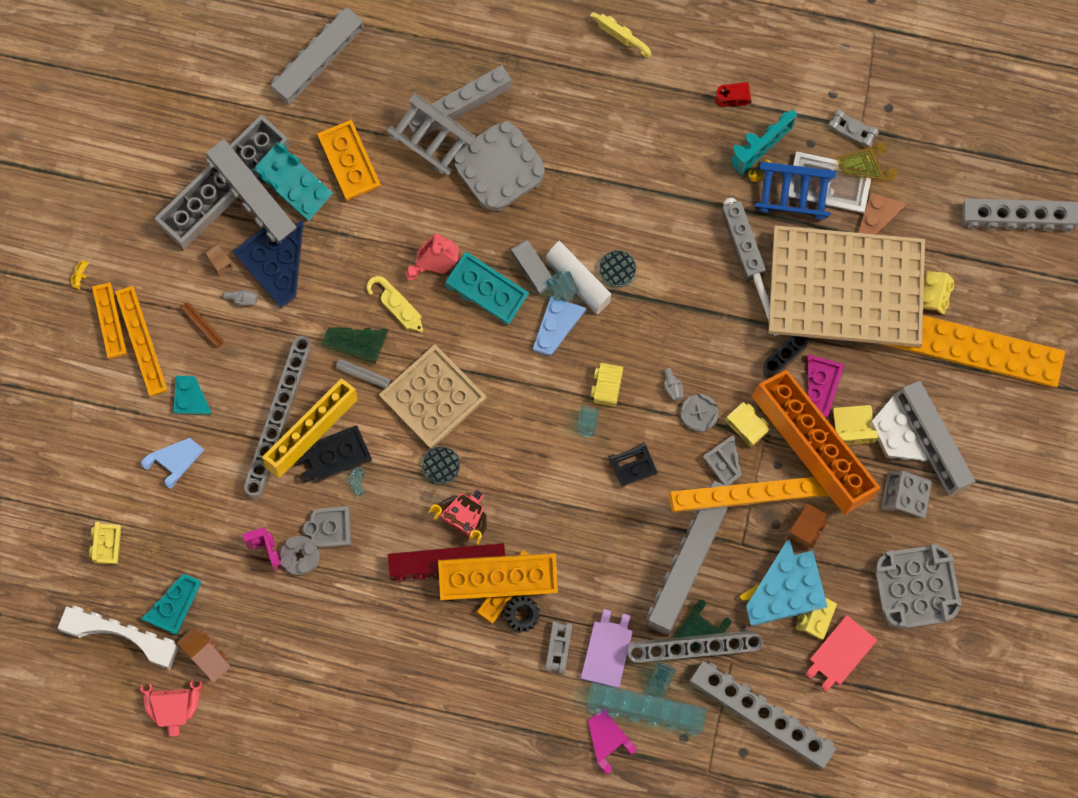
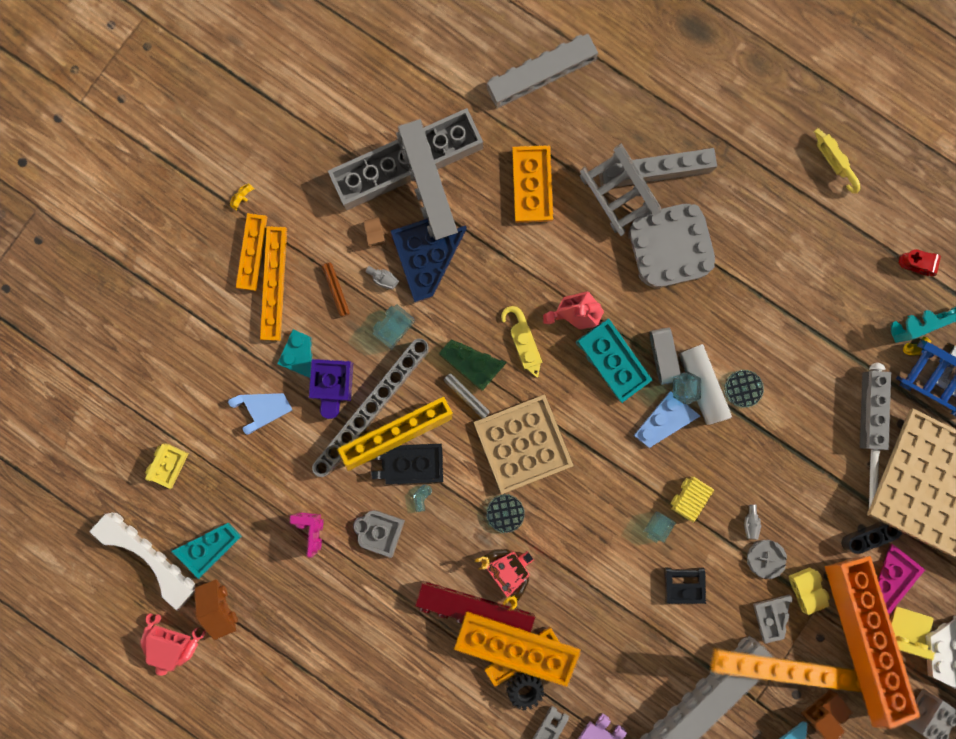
camera: 20 degrees right, 10 degrees up
(232, 409) = (331, 383): none -> dark purple brick
(270, 335) = (393, 326): none -> clear light blue brick
(292, 181) = (471, 184): teal hinge -> none
(309, 550) = (330, 551): light grey plate -> none

